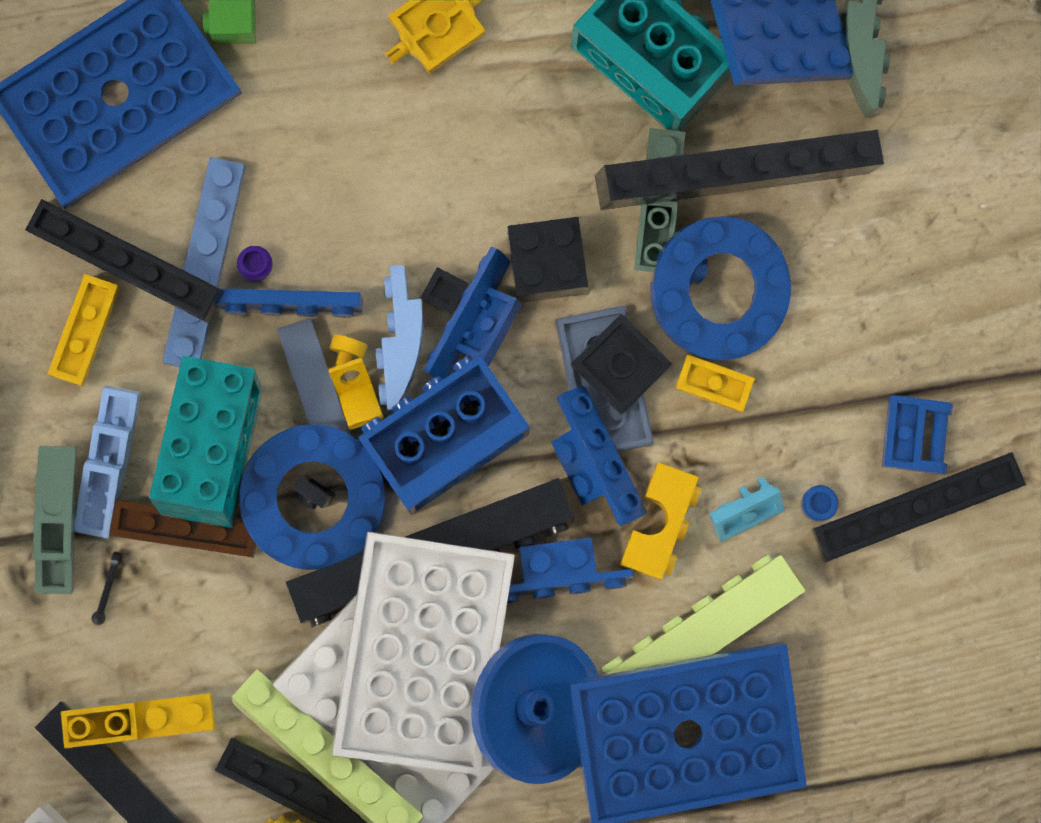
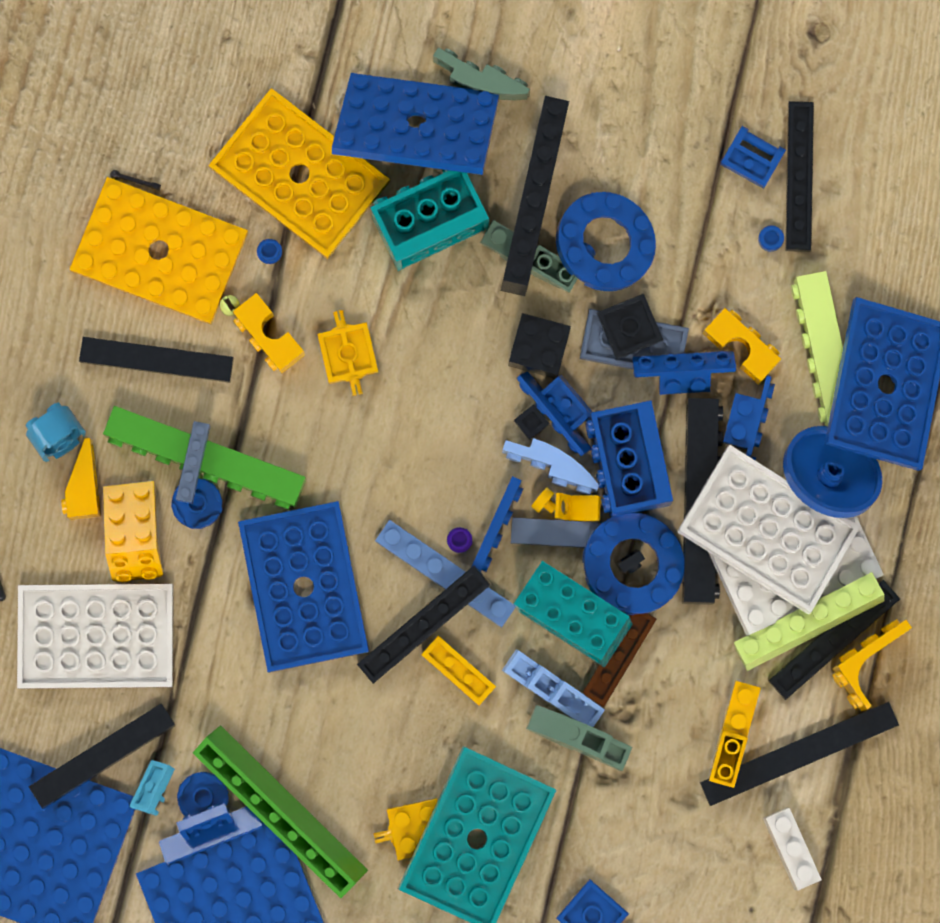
camera: 65 degrees left, 0 degrees up
(98, 617) = (654, 737): black hinge -> none
(714, 383) = (665, 272): yellow plate -> none
(747, 511) = (758, 285): medium azure plate -> none

